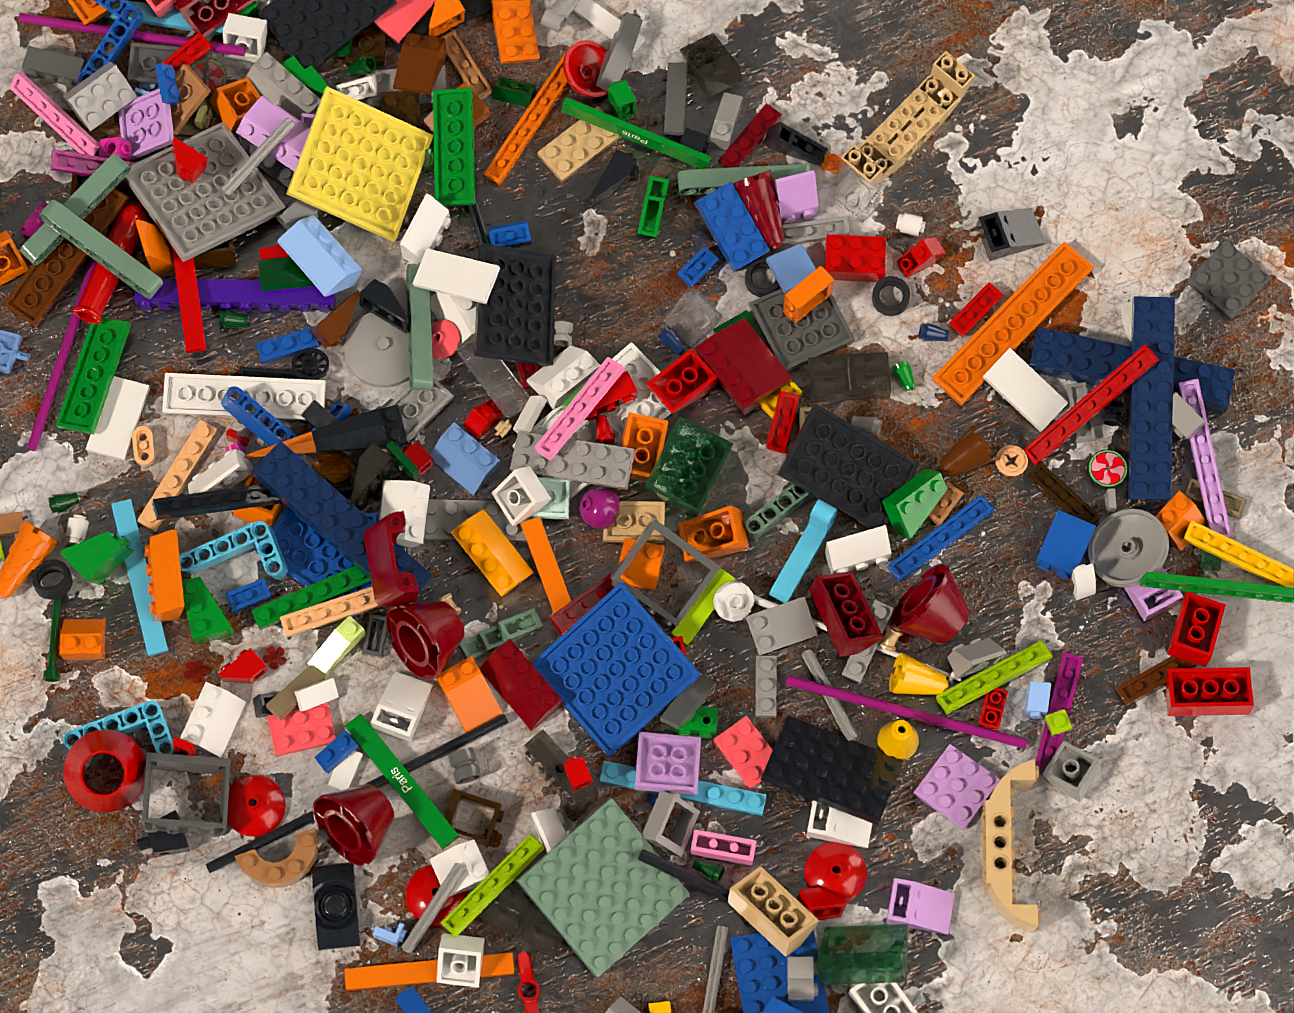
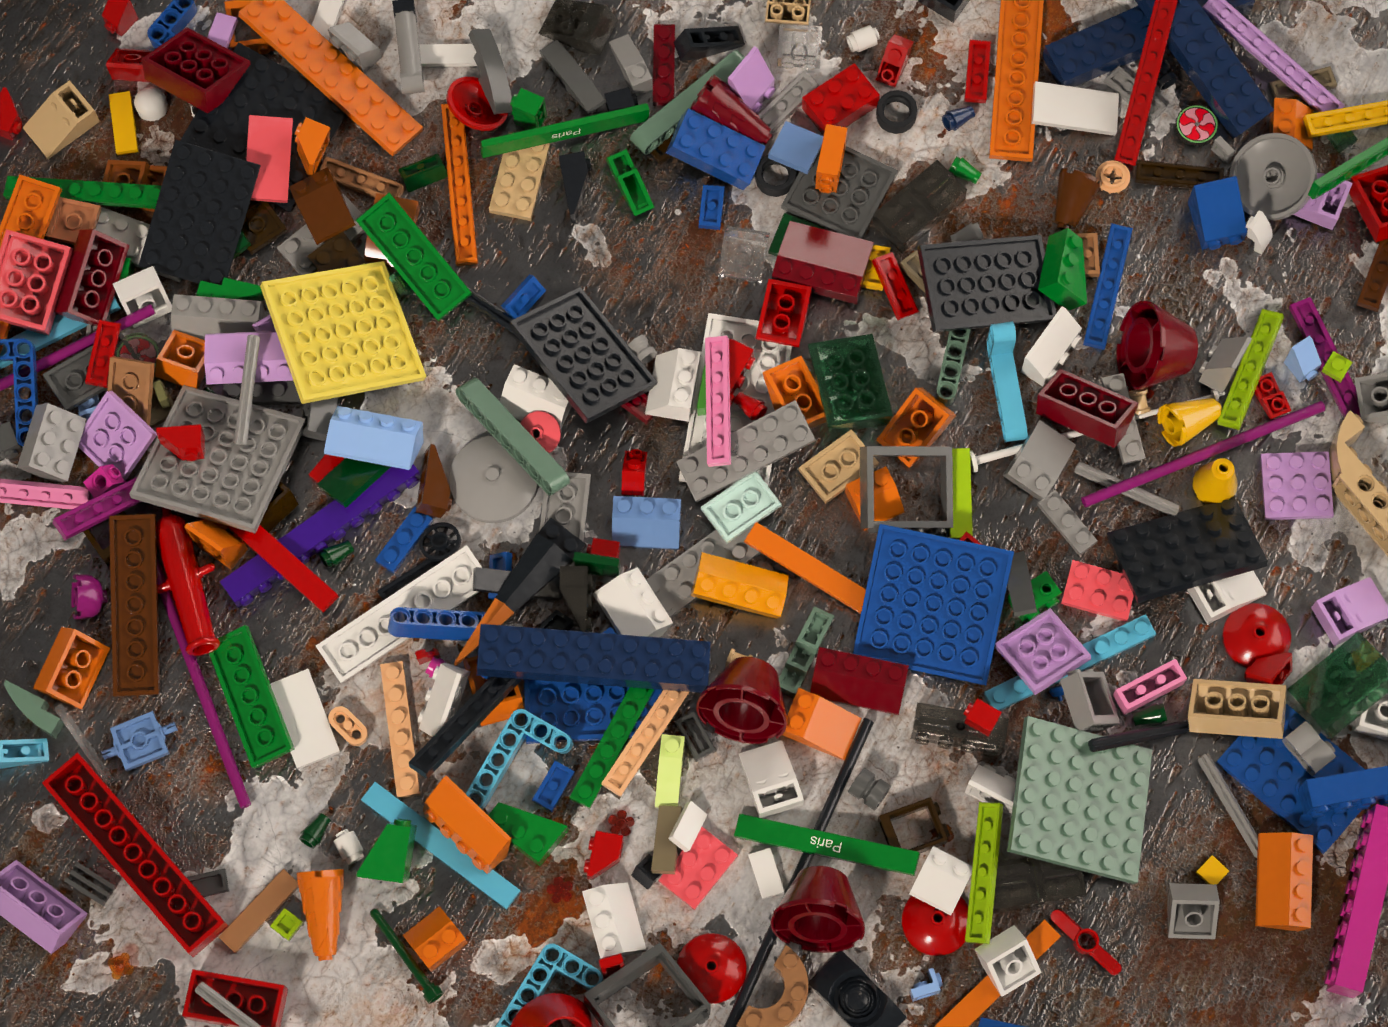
camera: 35 degrees left, 0 degrees up
(55, 591) = (375, 917): black tyre -> none
(81, 204) = (115, 559): sand green beam -> none
(101, 249) = (170, 576): sand green beam -> none
(167, 84) = (114, 390): blue plate -> none
(332, 466) = (536, 614): clear orange tile -> none
(336, 751) = (746, 863): blue plate -> none
(359, 88) = (283, 266): white slope -> none
(362, 66) = (272, 243): dark green cone -> none
(382, 302) = (460, 439): black slope -> none
(388, 585) = (666, 661): dark red windscreen -> none
(425, 230) = (449, 349): white slope -> none
(433, 908) = (948, 933): light grey axle -> none
(456, 276) = (512, 366): white tile -> none
(496, 381) = (617, 433): clear piece -> none
(502, 428) = (657, 470): tan plate -> none
(521, 495) = (727, 515): white slope -> none
(530, 414) = (672, 440): white tile -> none
(577, 608) = (857, 568): dark red plate -> none
(599, 508) = (802, 475): magenta cylinder -> none
(671, 339) = (741, 286): dark blue cone -> none
(733, 601) = (983, 469): white tile -> none
(828, 157) = (751, 30): clear orange plate -> none
(1185, 418) = (1234, 31): light grey slope -> none

